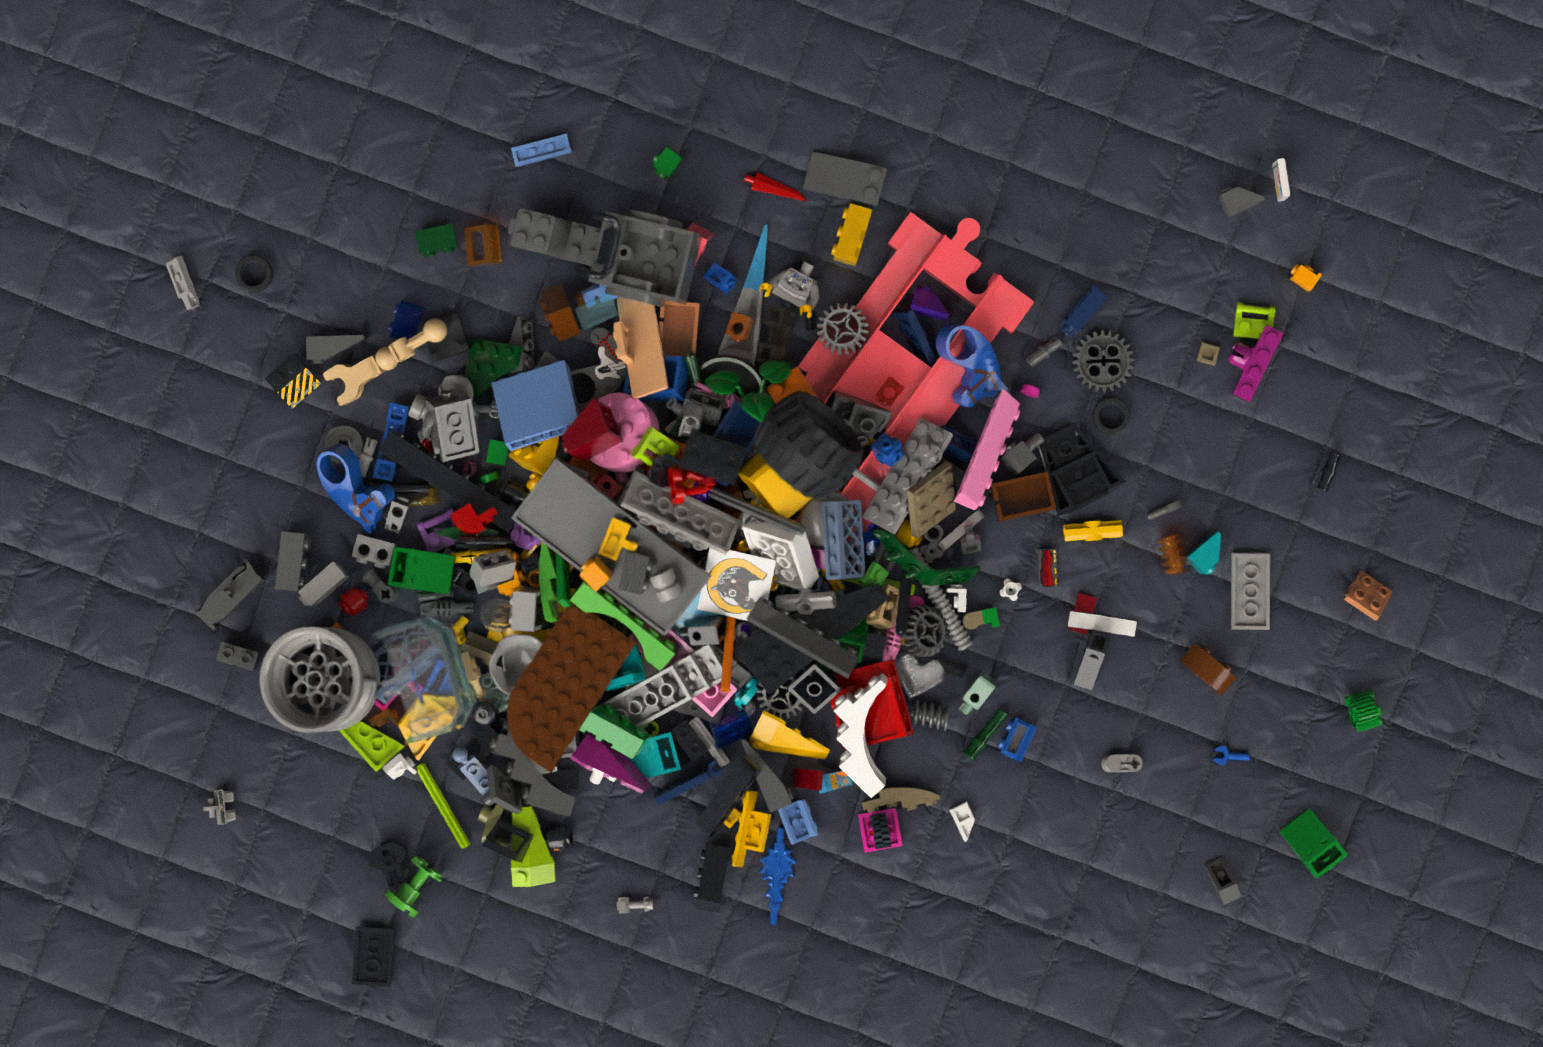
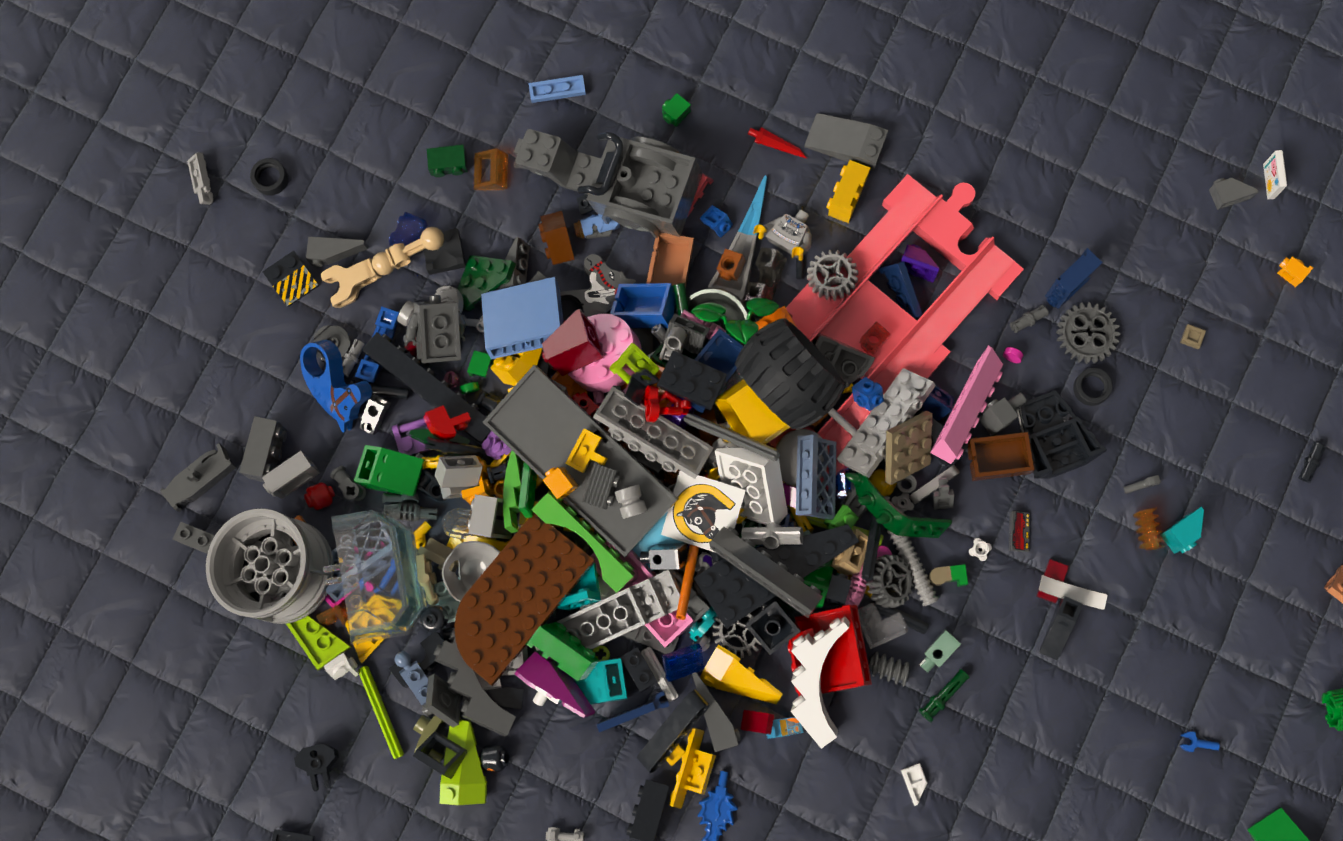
camera: 15 degrees right, 10 degrees down
(222, 815) = (157, 699): light grey hips -> none
(374, 547) = (348, 444): light grey brick -> none
(410, 891) = (330, 801): bright green piece -> none
(431, 500) = (405, 406): clear yellow bar -> none
(596, 311) = (592, 240): clear light blue panel -> none
(640, 347) = (631, 272): light nougat bracket -> none
(798, 821) = (743, 765): medium blue bracket -> none
(880, 830) = (827, 784): dark pink plate -> none
(908, 796) = (859, 751): dark tan slope -> none
(960, 601) = (928, 555): white bracket -> none
(980, 363) = (965, 319): blue animal -> none
(1017, 739) = (977, 703): blue window -> none
(1093, 530) = (1068, 498): yellow piece -> none
(1130, 762) = (1094, 739): light grey piece -> none
(1208, 669) = (1181, 649): reddish brown brick -> none
(1250, 591) = (1226, 575): light grey tile -> none
(1252, 327) = (1239, 315): lime plate -> none
(1254, 361) = (1240, 346): magenta plate -> none

